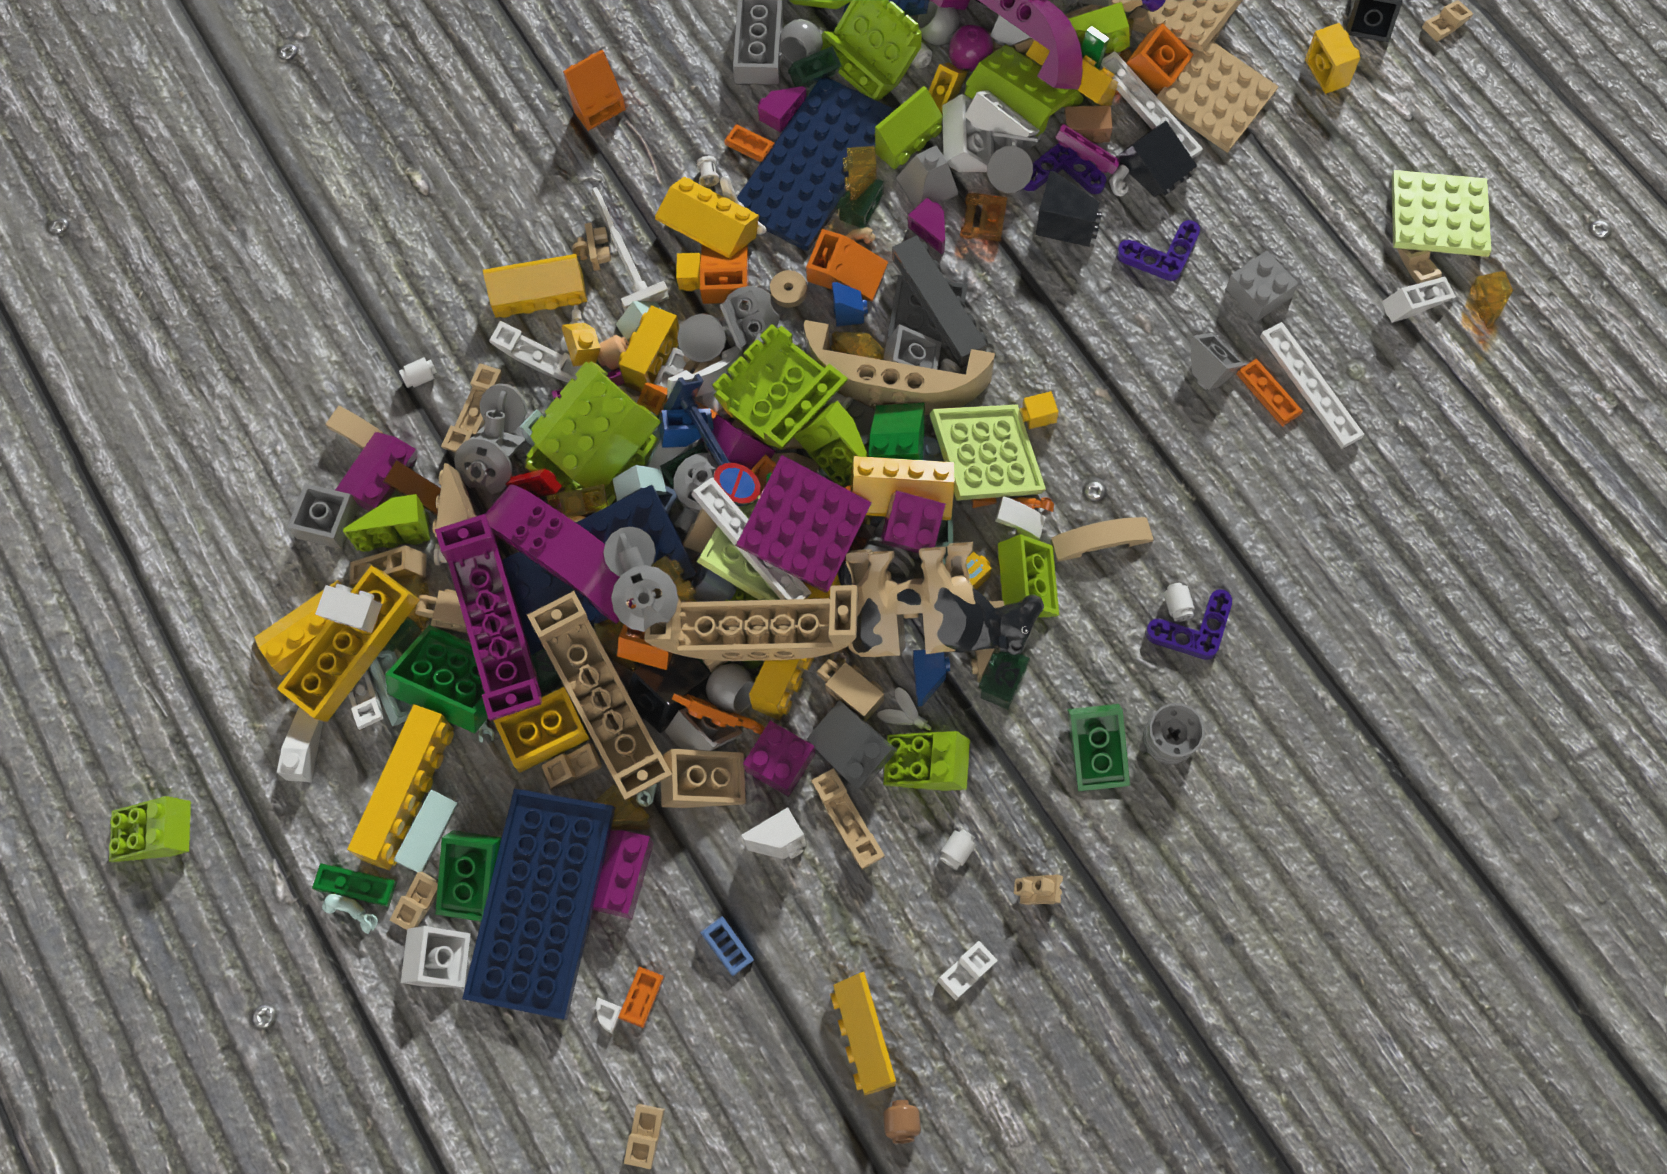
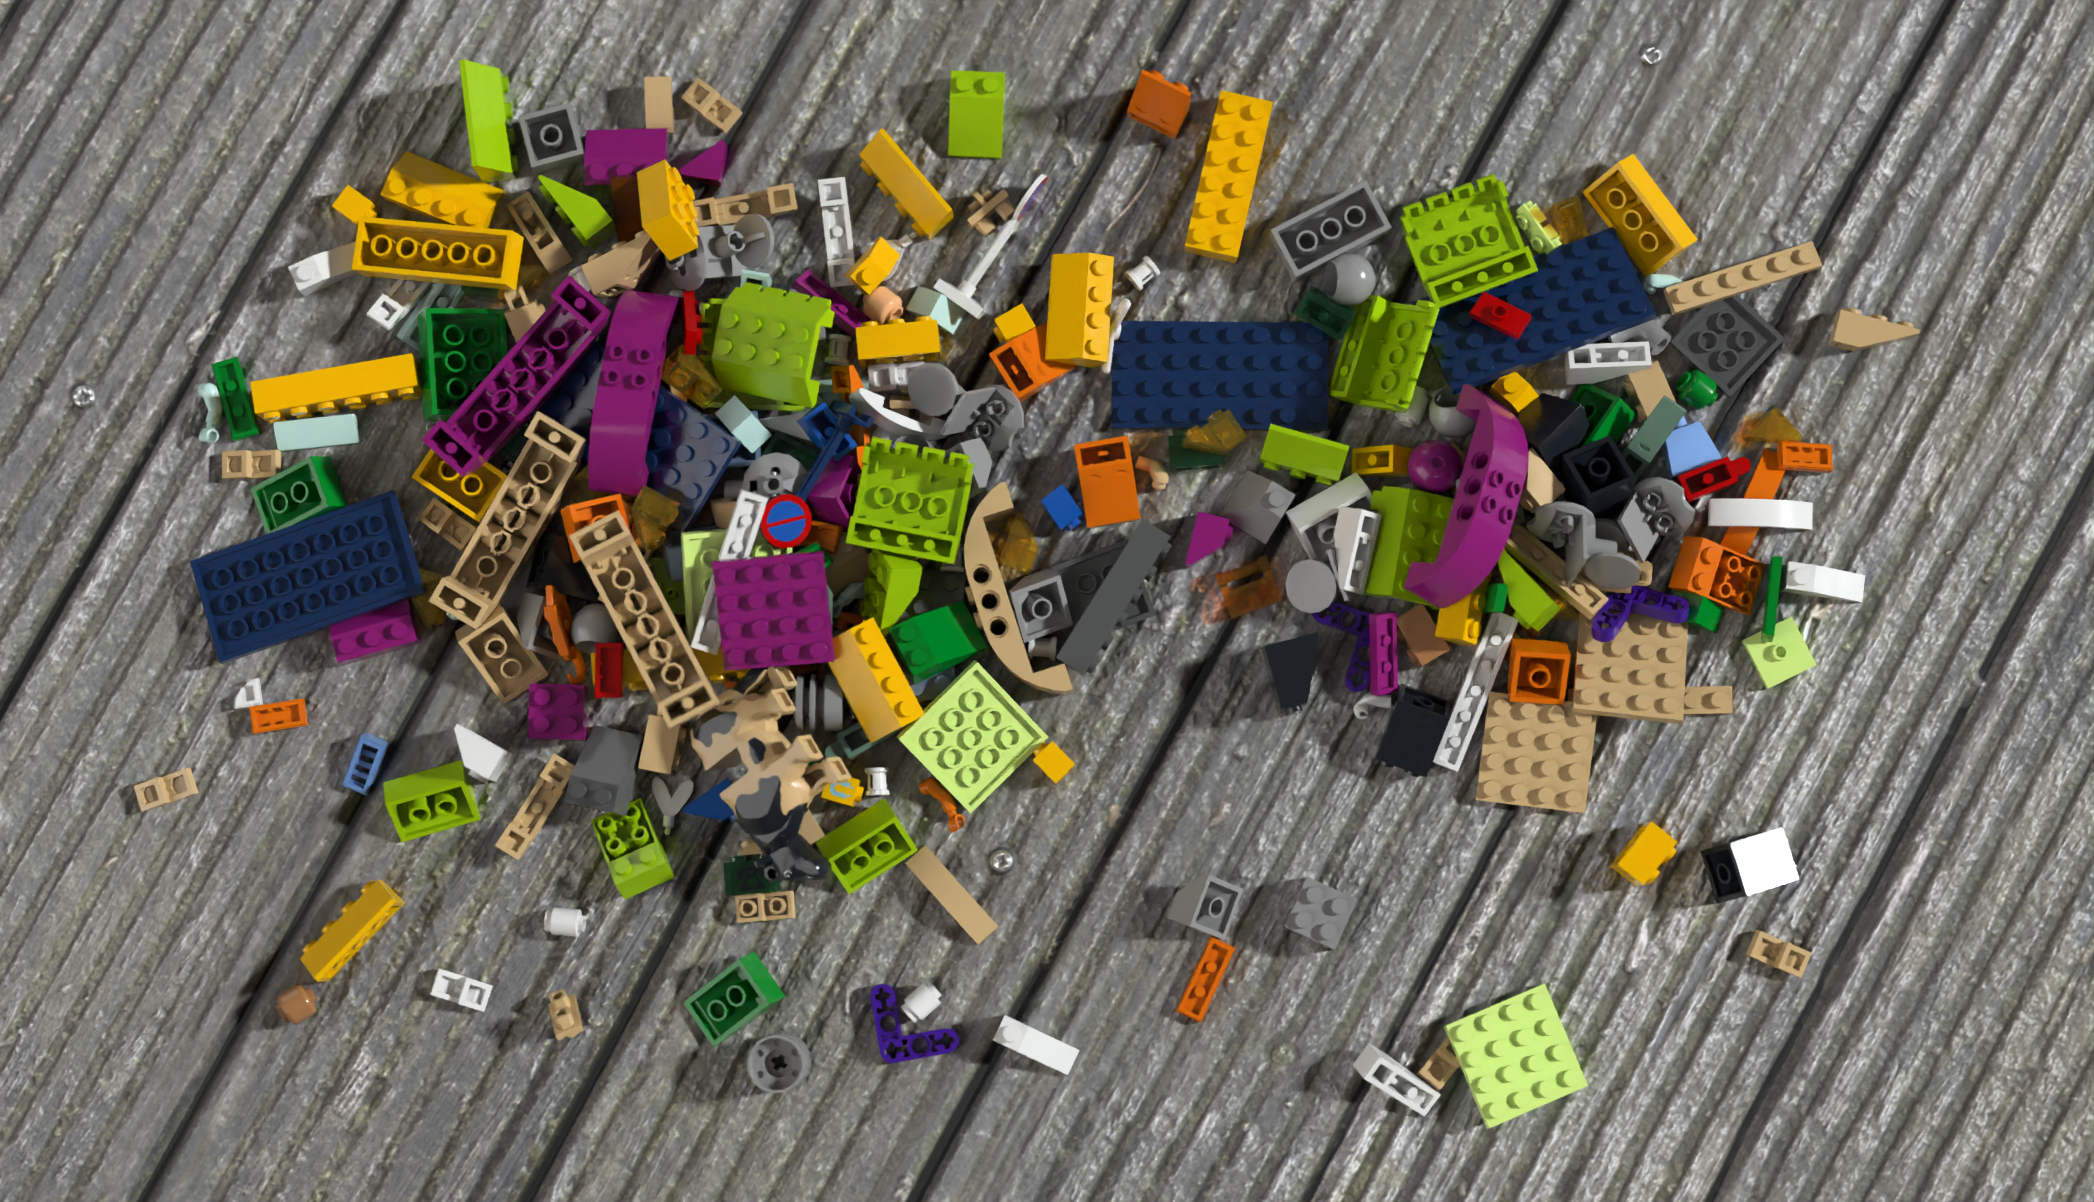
camera: 60 degrees right, 15 degrees up
(150, 830) = (180, 184): lime slope -> none
(267, 699) = (353, 204): none -> yellow brick
(276, 556) = (488, 122): none -> lime slope
(349, 608) = (459, 239): white brick -> none
(376, 398) = (711, 105): none -> tan slope
(418, 372) = (753, 126): white brick -> none
(425, 420) = (707, 166): none -> magenta slope
(435, 446) = (667, 209): none -> yellow brick
(435, 957) = (211, 514): white slope -> none
(516, 219) = (976, 114): none -> lime slope
(630, 555) = (646, 471): light grey piece -> none
(676, 83) = (1228, 176): none -> yellow brick
(749, 143) = (1200, 295): orange plate -> none
(772, 683) = (609, 670): none -> red plate
(780, 107) = (1261, 303): magenta slope -> none
(788, 279) = (1050, 423): tan piece -> none
(791, 904) = (431, 801): none -> lime slope
(912, 522) = (835, 711): magenta brick -> none
(981, 544) = (877, 781): none -> white bush
(1021, 517) = (924, 805): white slope -> none
(1034, 683) = (765, 906): none -> tan slope
(1169, 259) = (1308, 803): dark purple beam -> none
(1256, 537) = (1036, 1045): none -> white slope
(1312, 385) = (1234, 1017): white plate -> none
(1491, 295) = (1440, 1154): clear yellow slope -> none

